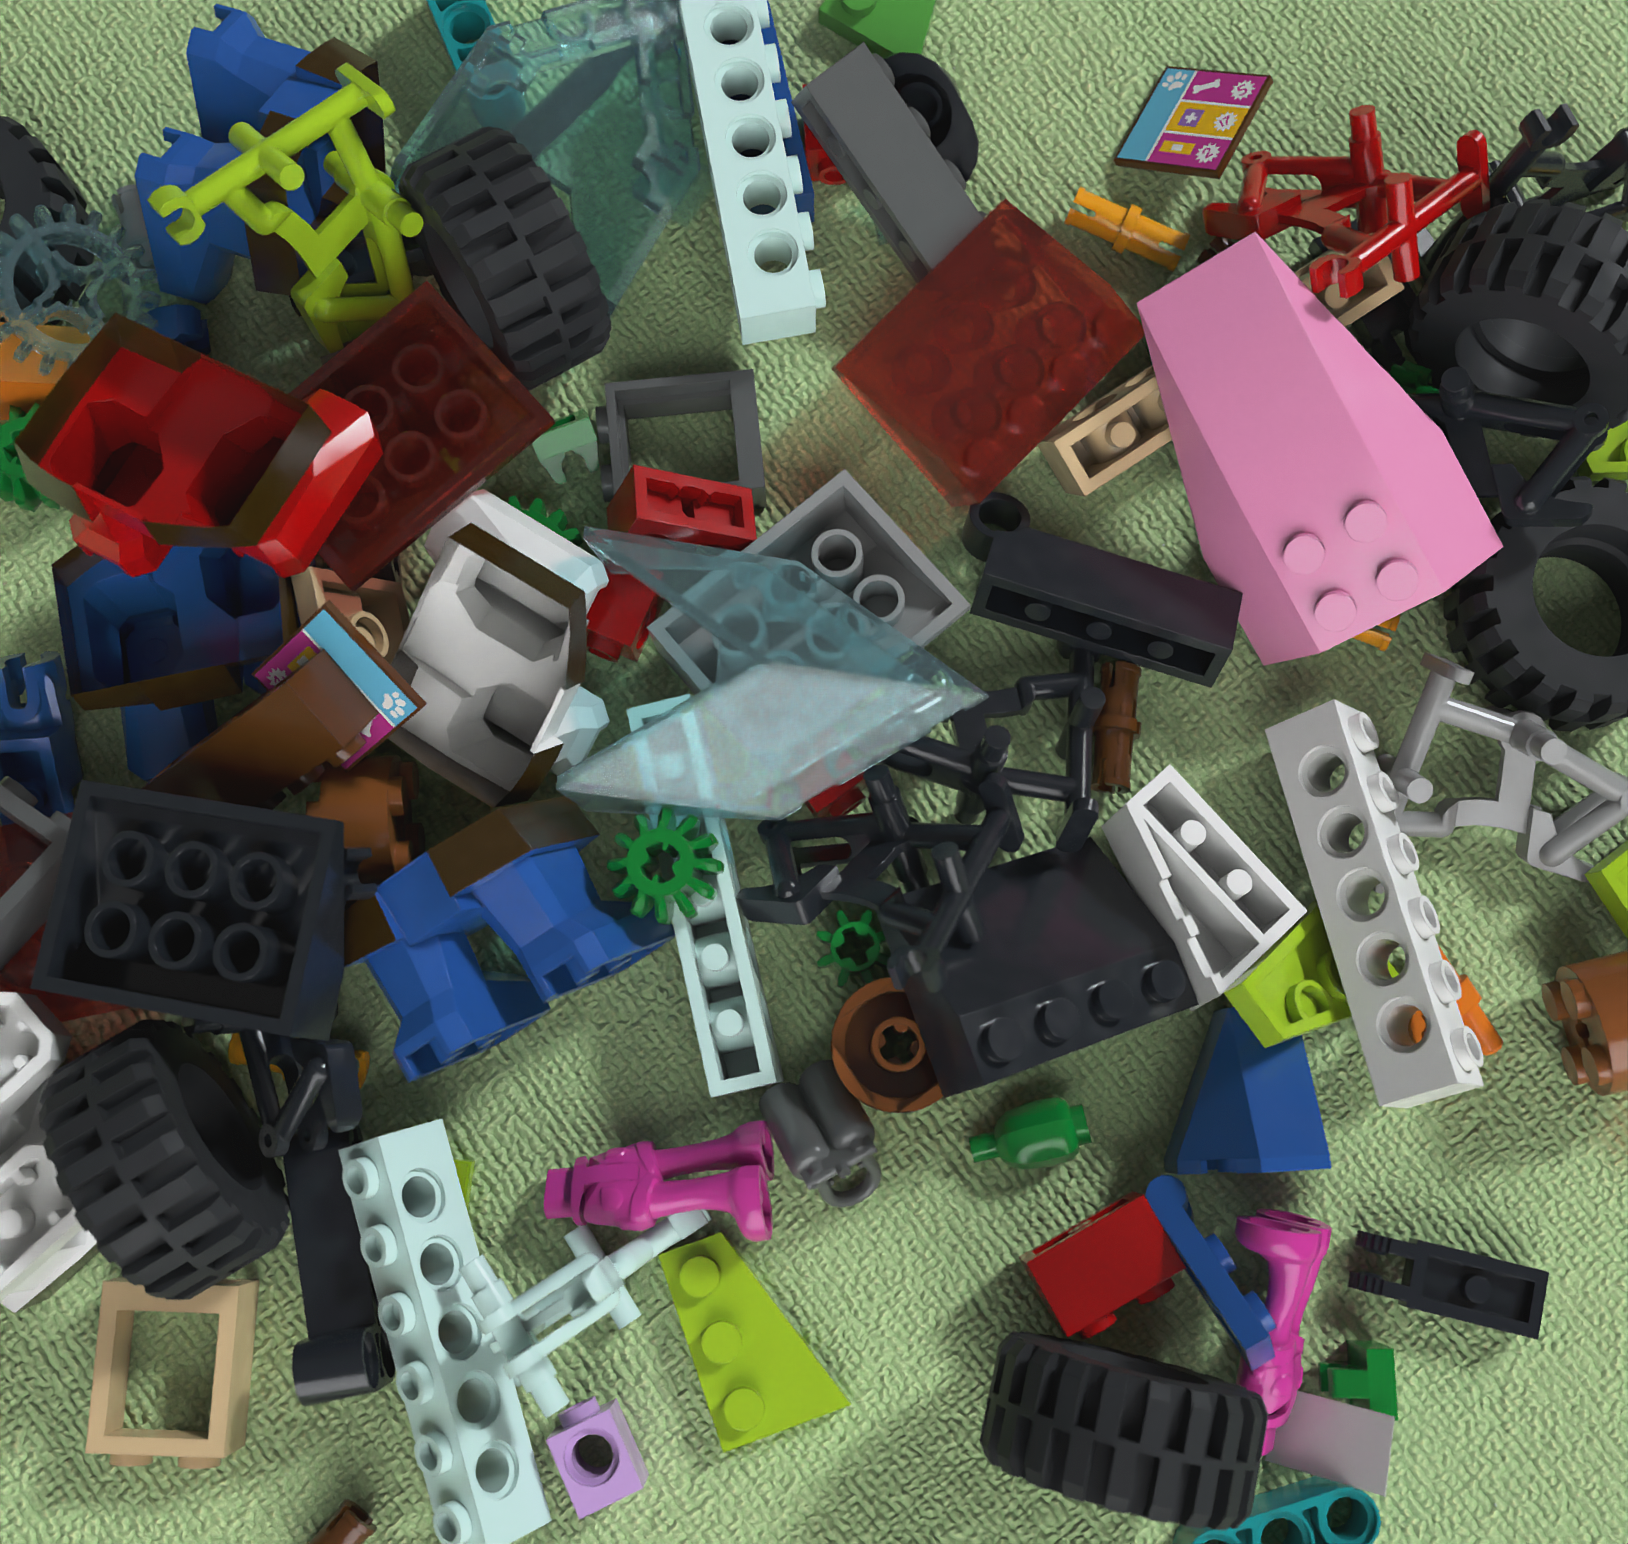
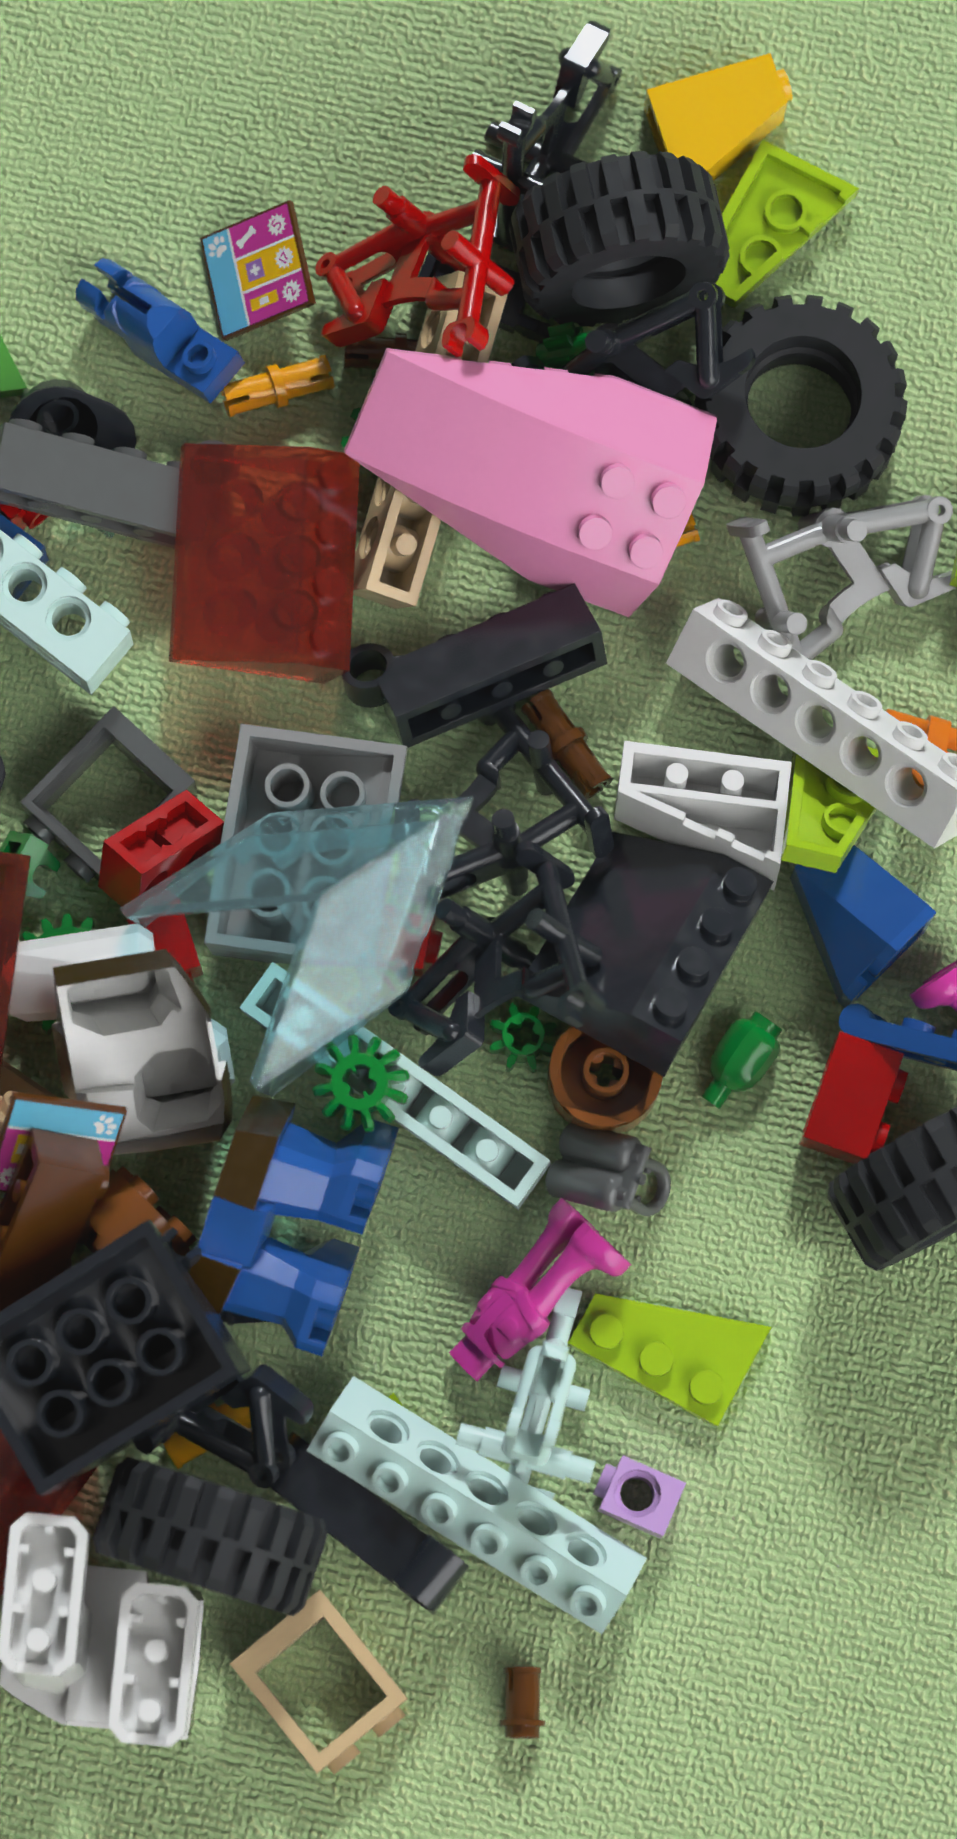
camera: 45 degrees left, 0 degrees up
(1067, 103) = (160, 331): none -> blue plate

